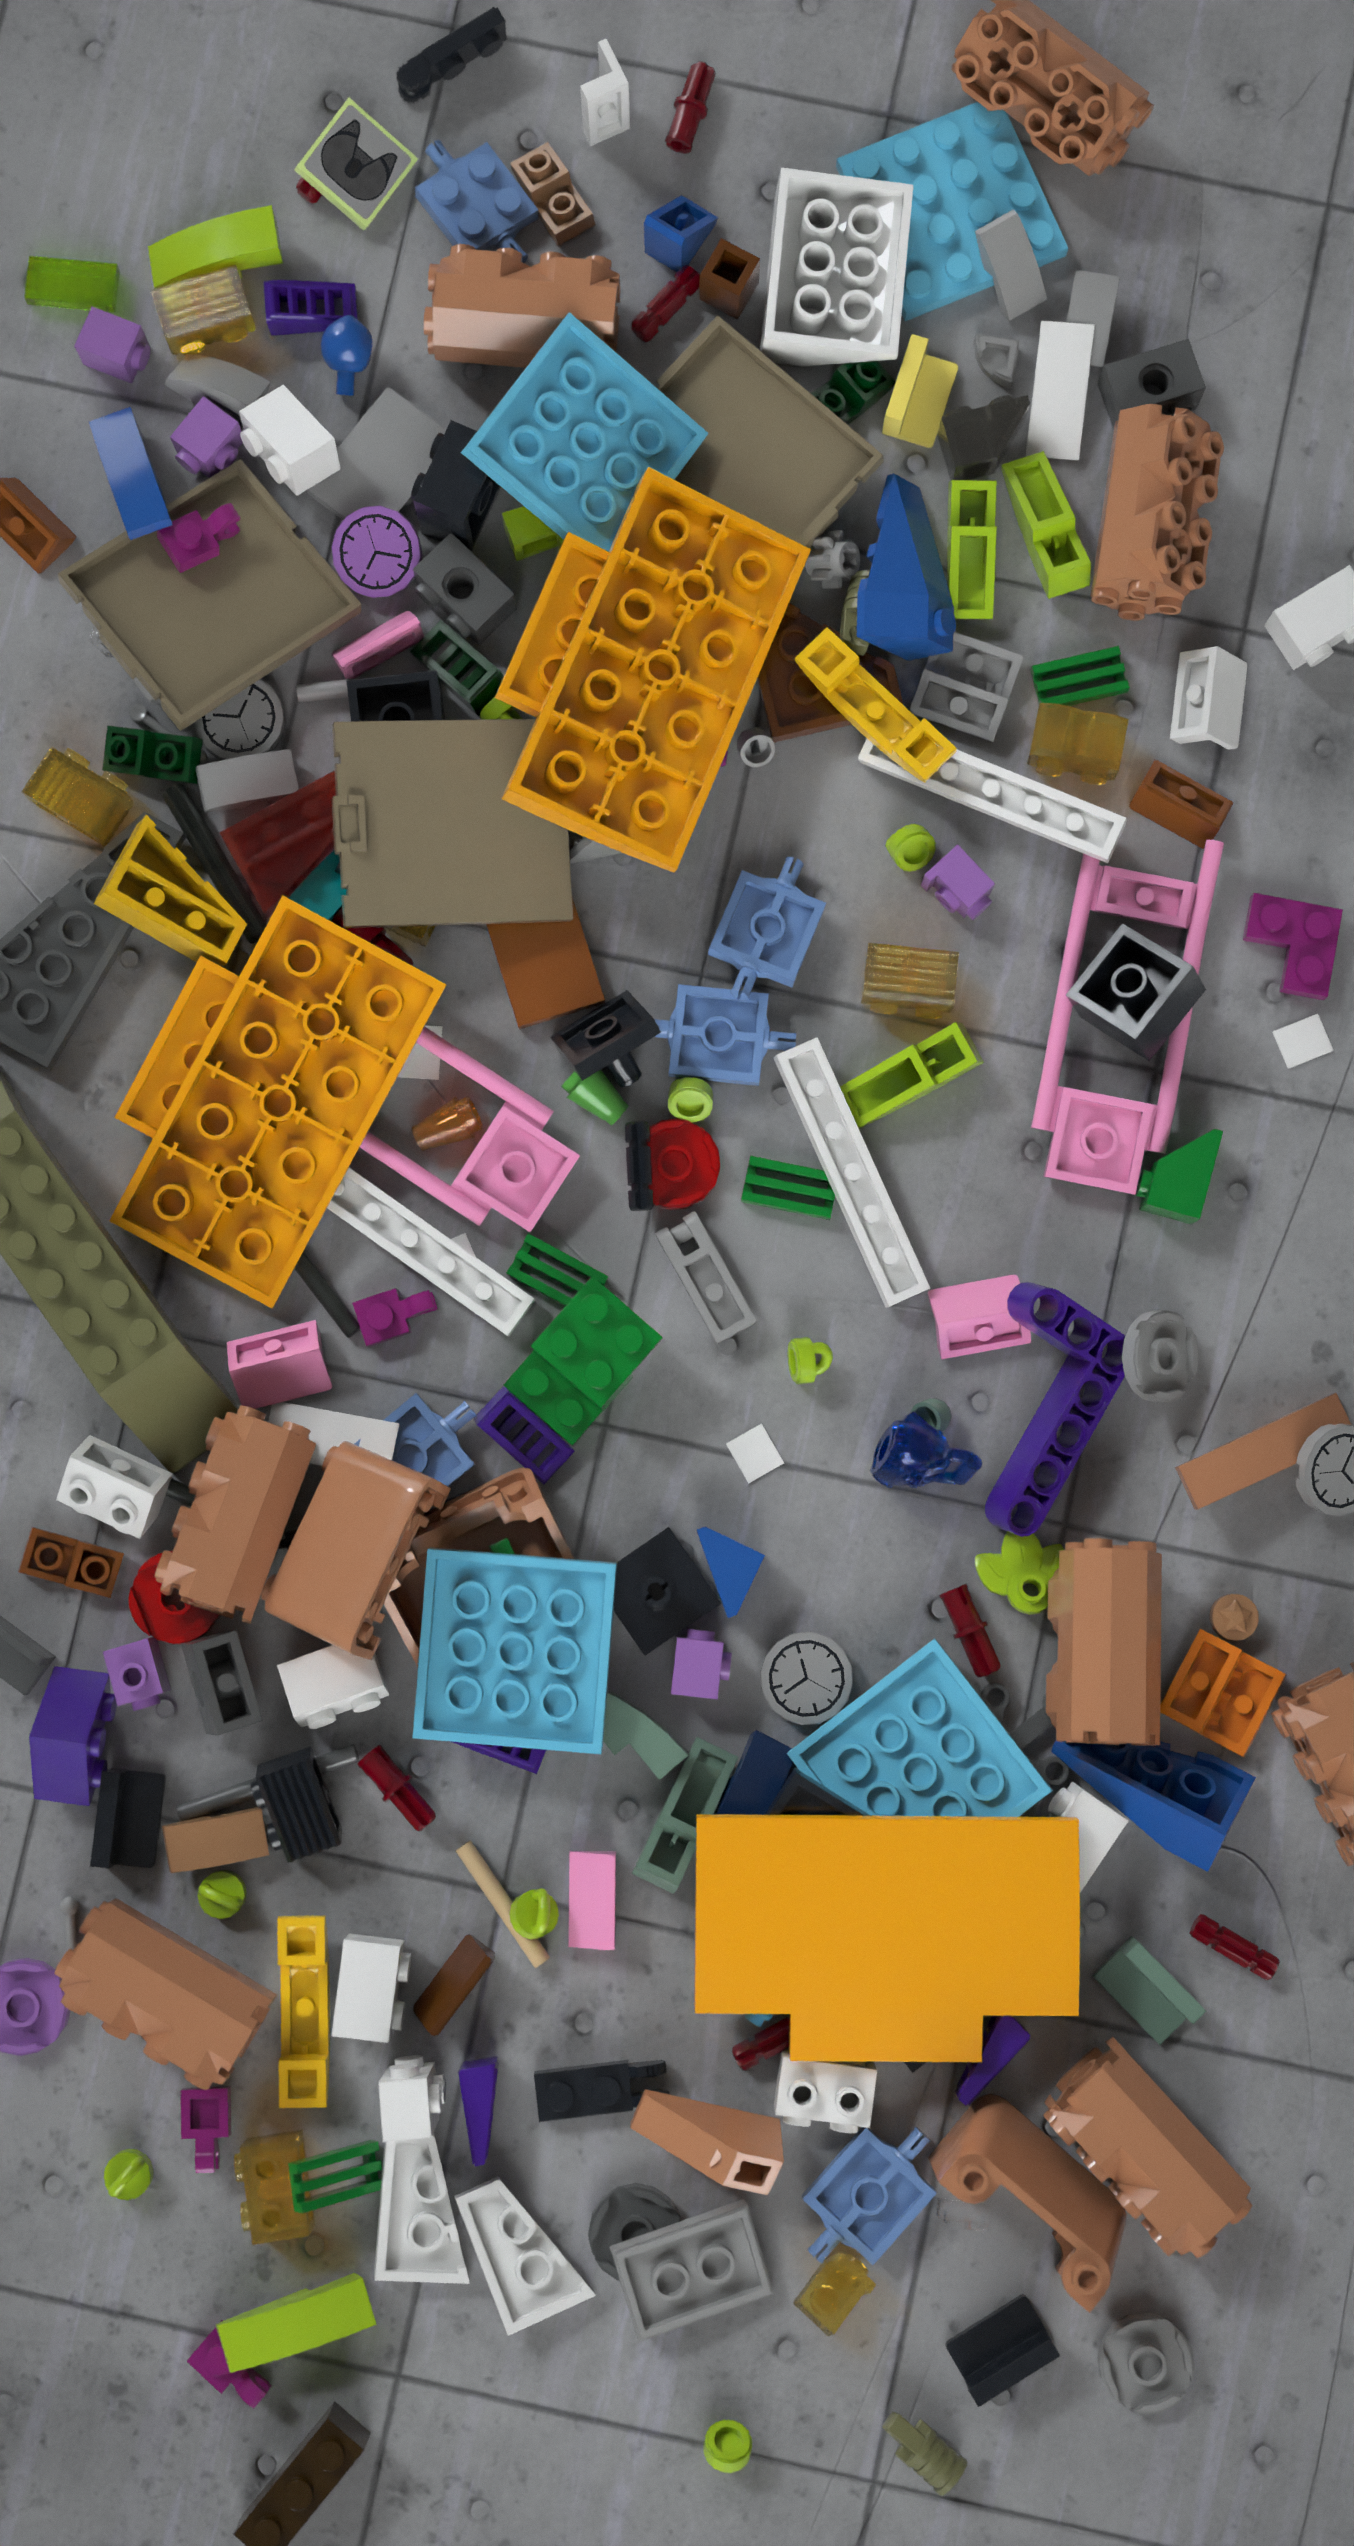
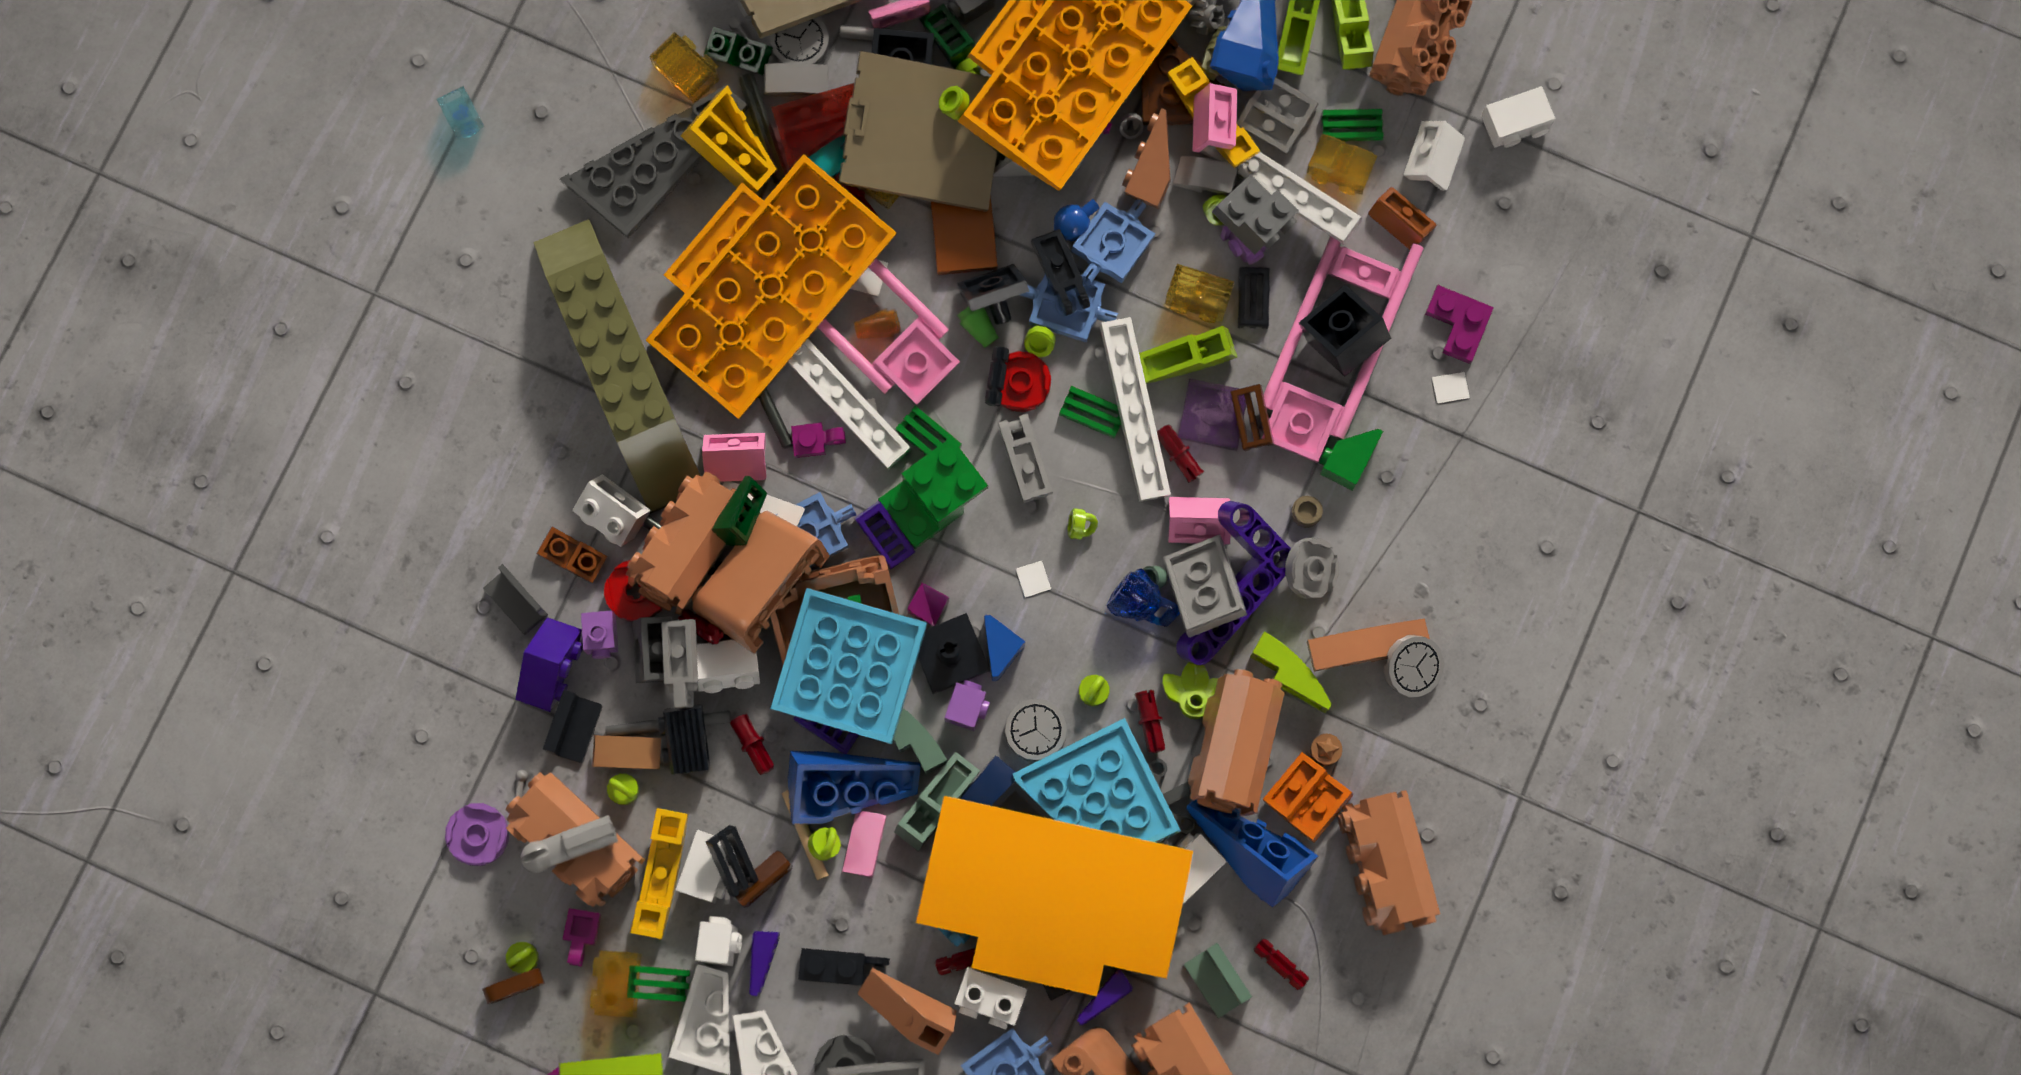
camera: 10 degrees right, 5 degrees down
(124, 2222) = (513, 986): none -> reddish brown beam
(161, 2013) = (568, 845): none -> light grey piece
(264, 1696) = (680, 660): none -> light grey hinge
(284, 1634) = (703, 627): none -> dark red axle
(291, 1478) = (727, 526): none -> dark green slope
(426, 1998) = (724, 836): none -> black tile
(489, 770) = (954, 102): none -> lime tile
(534, 1820) = (838, 784): none -> blue wedge
(610, 1526) = (928, 604): none -> magenta slope
(698, 986) = (1060, 269): none -> black hinge
(701, 908) = (1074, 219): none -> blue piece
(803, 810) = (1152, 171): none -> nougat slope
(878, 1601) = (1094, 690): none -> lime tile
(880, 713) = (1215, 117): none -> bright pink panel
(883, 799) = (1205, 174): none -> light grey slope
(929, 1223) = (1179, 453): none -> dark red axle
(966, 1154) = (1210, 415): none -> clear purple tile
(971, 846) = (1256, 214): none -> dark grey plate
(994, 1005) = (1252, 322): none -> black tile
(1010, 1417) = (1204, 586): none -> light grey tile
(1042, 1141) = (1258, 442): none -> reddish brown tile
(1132, 1270) = (1306, 511): none -> dark tan tile
(1159, 1515) = (1291, 672): none -> lime slope

